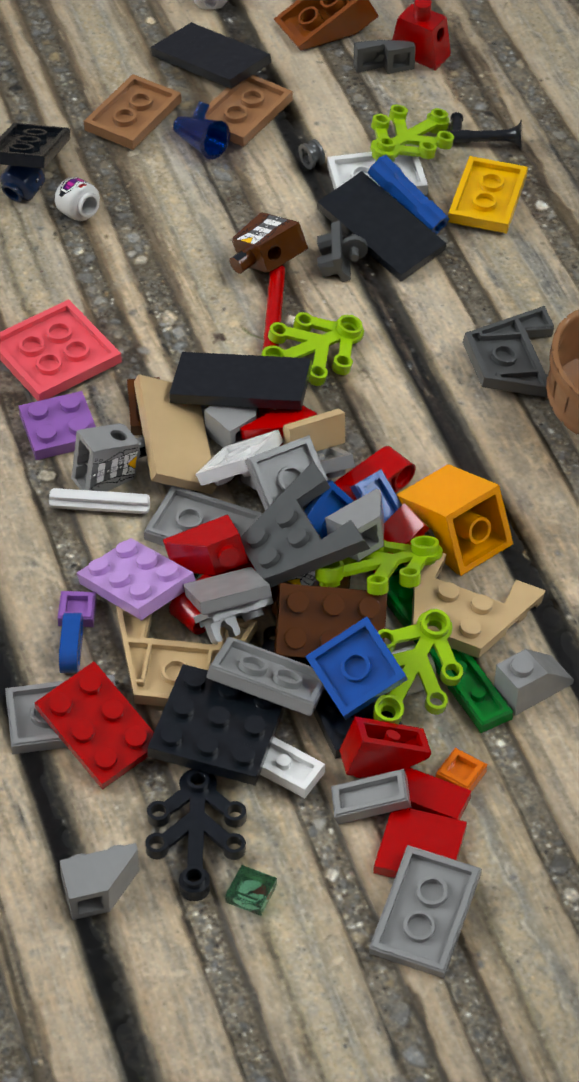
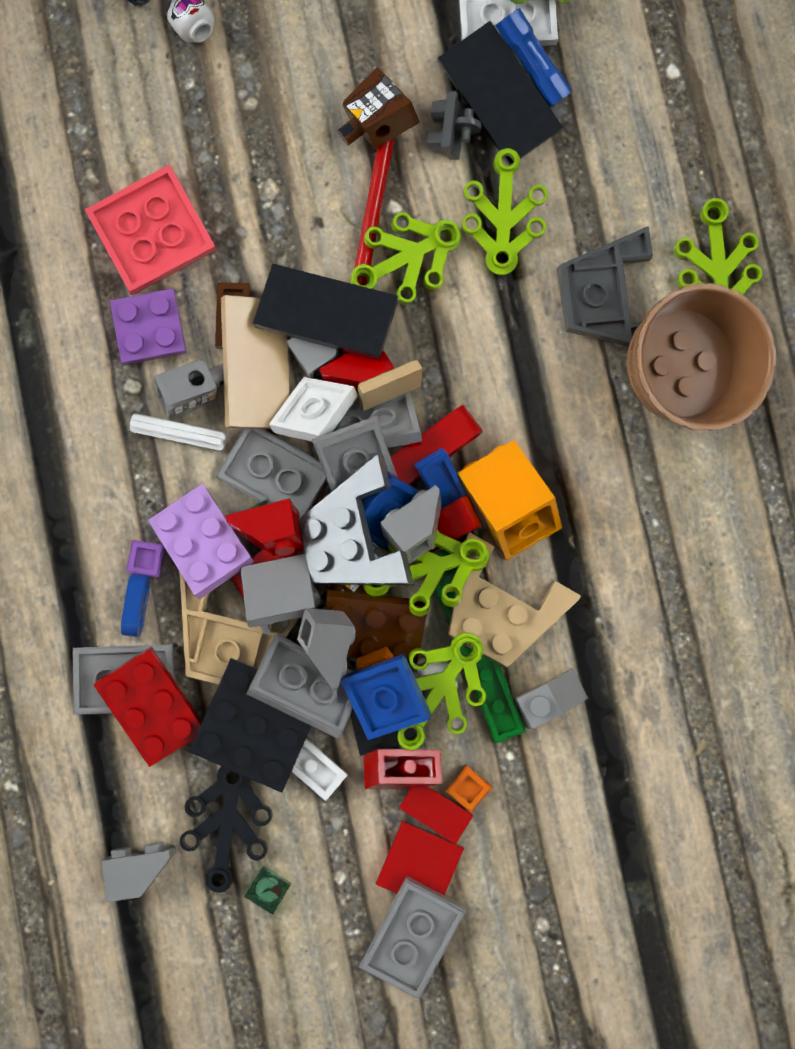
camera: 10 degrees right, 35 degrees up
(285, 616) = (326, 641): none -> light grey slope
(370, 796) = (383, 812): light grey tile -> none
(404, 339) = (503, 218): none -> lime plant
(487, 194) = (619, 56): yellow plate -> none

